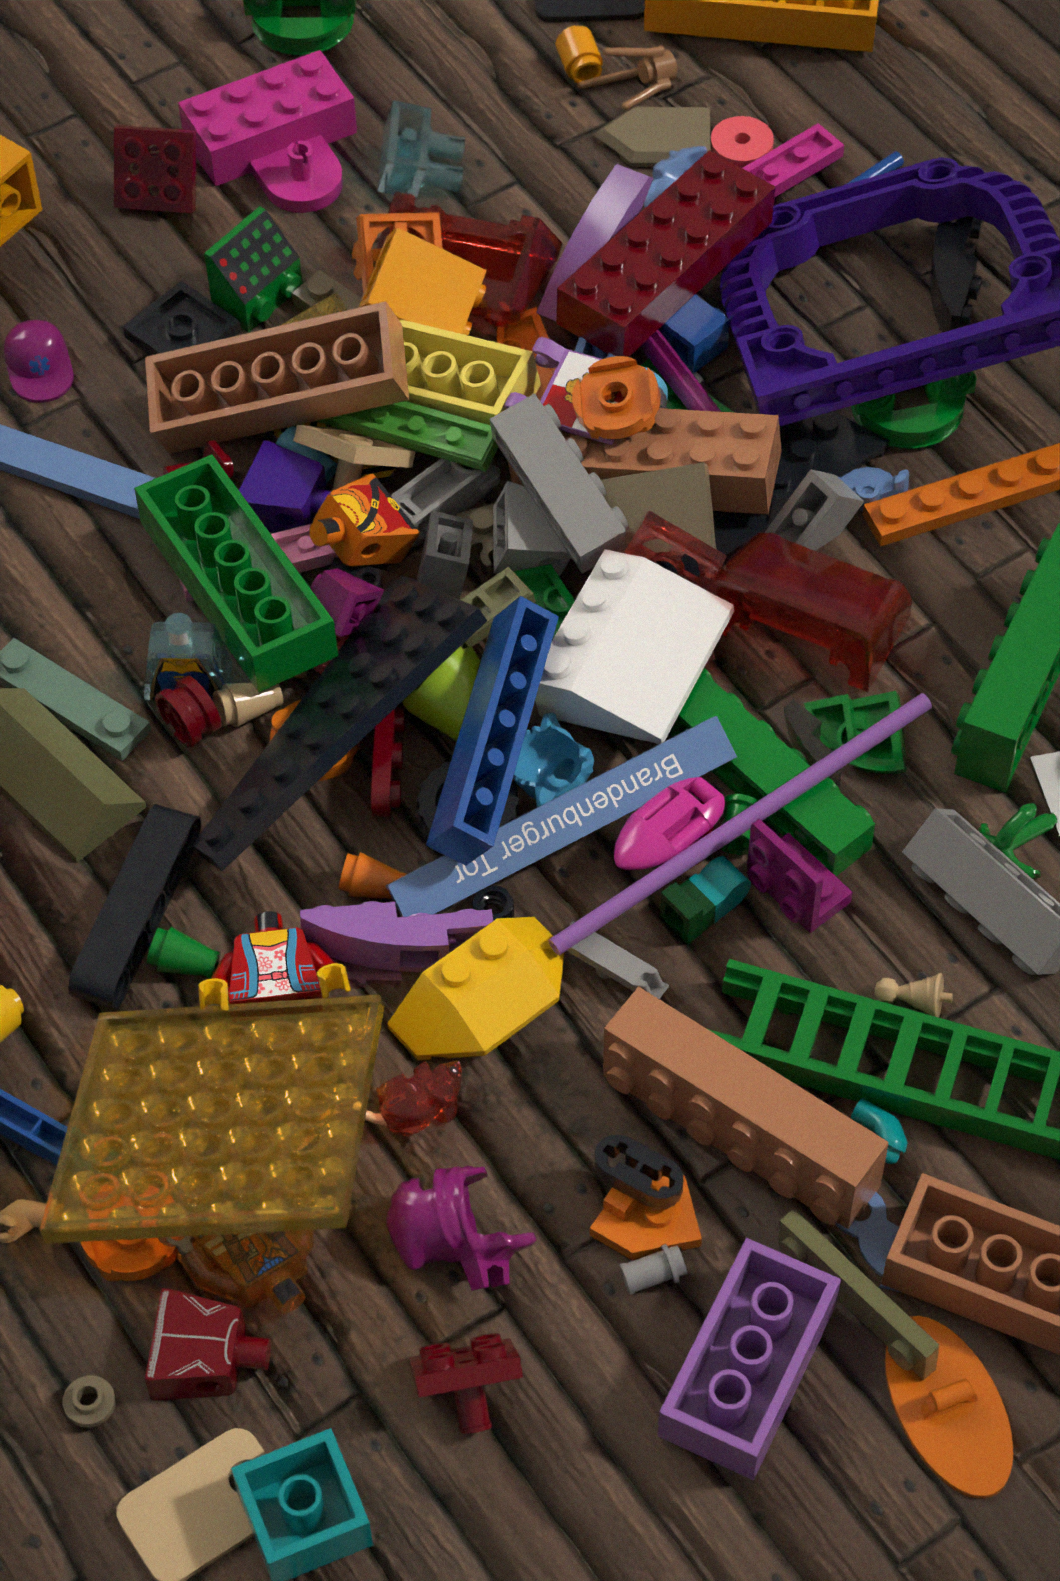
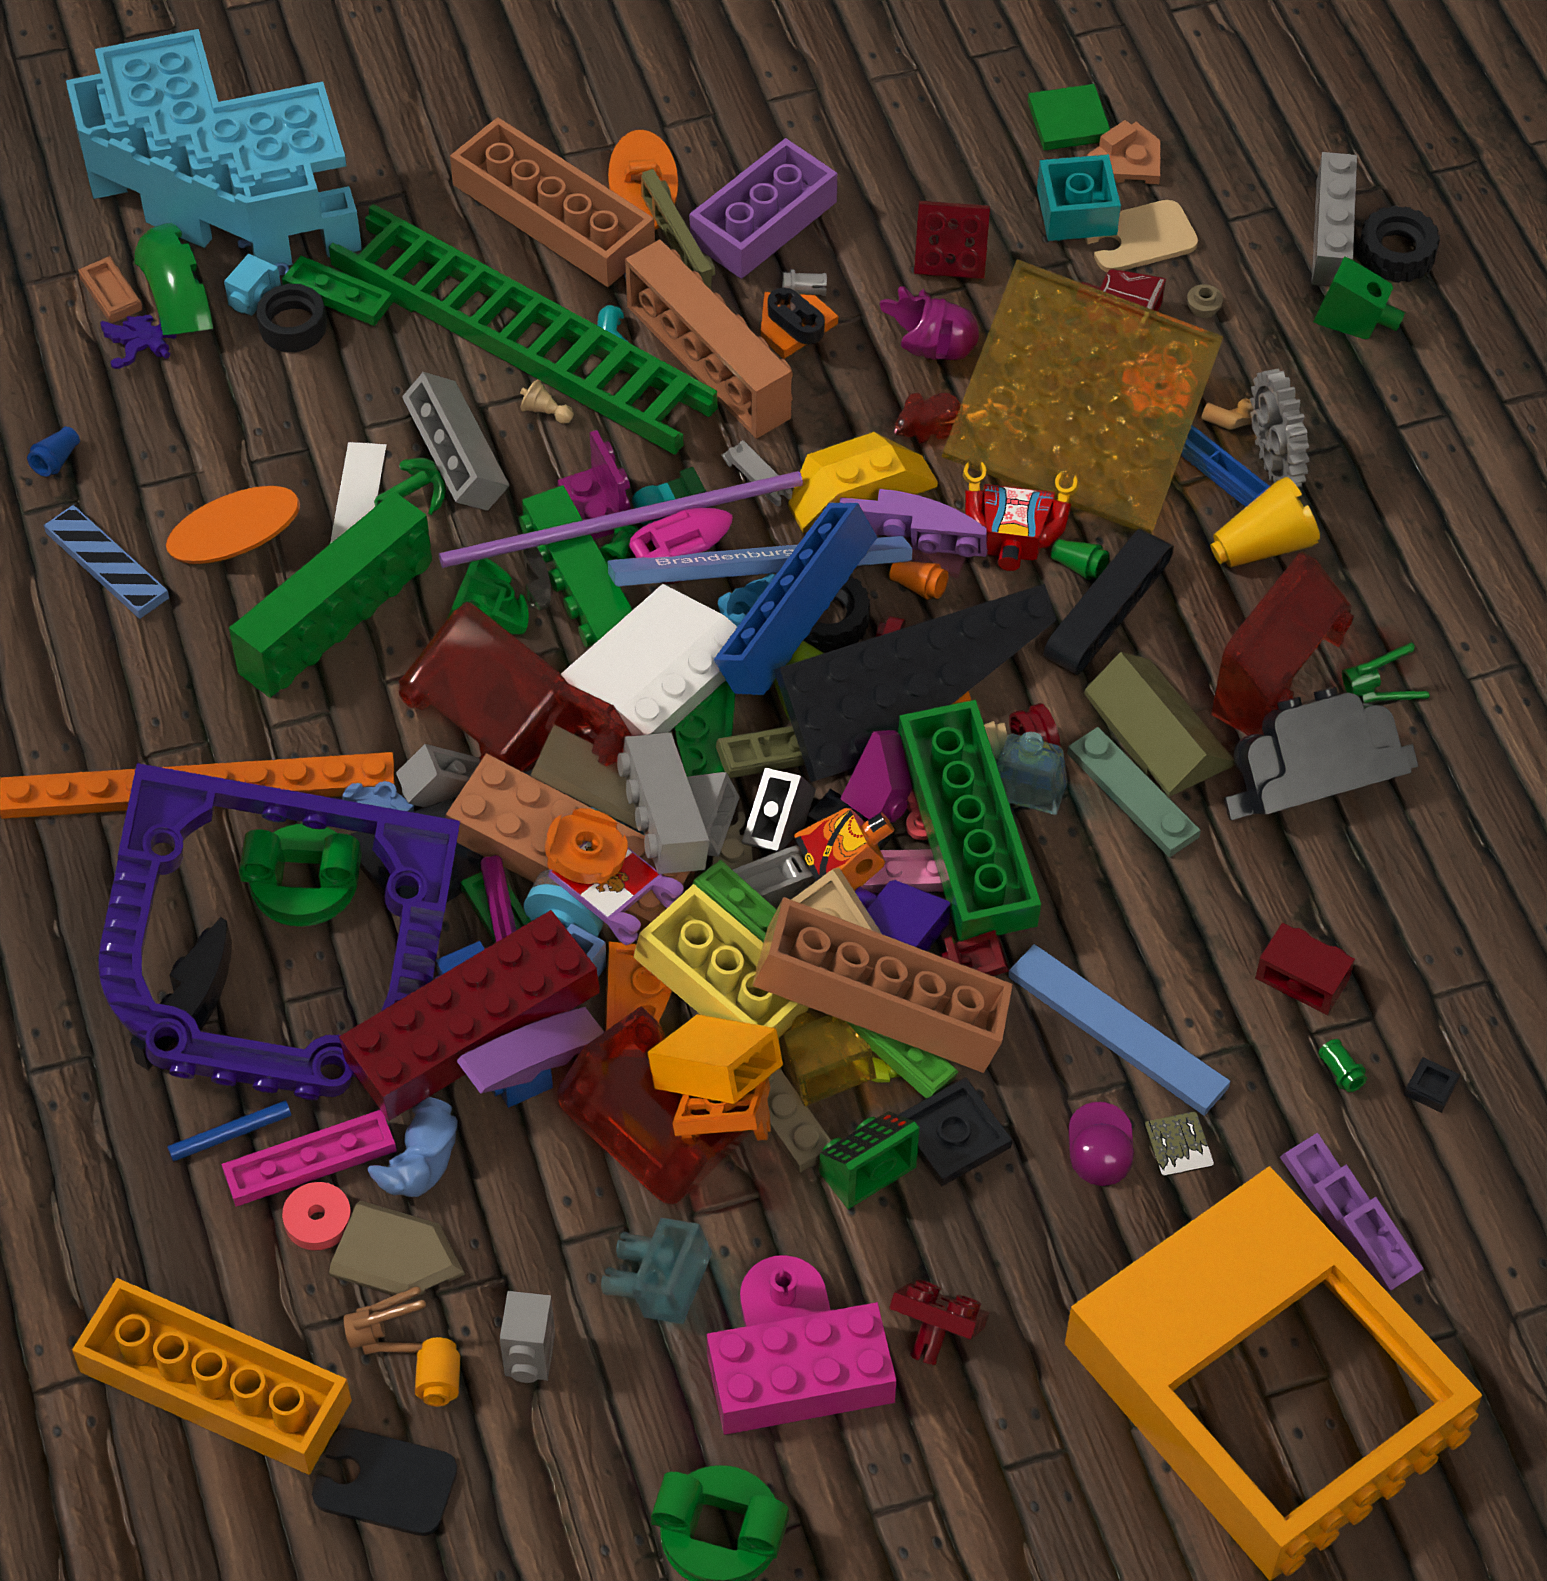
camera: 165 degrees left, 0 degrees up
(509, 70) = (527, 1336): none -> light grey brick

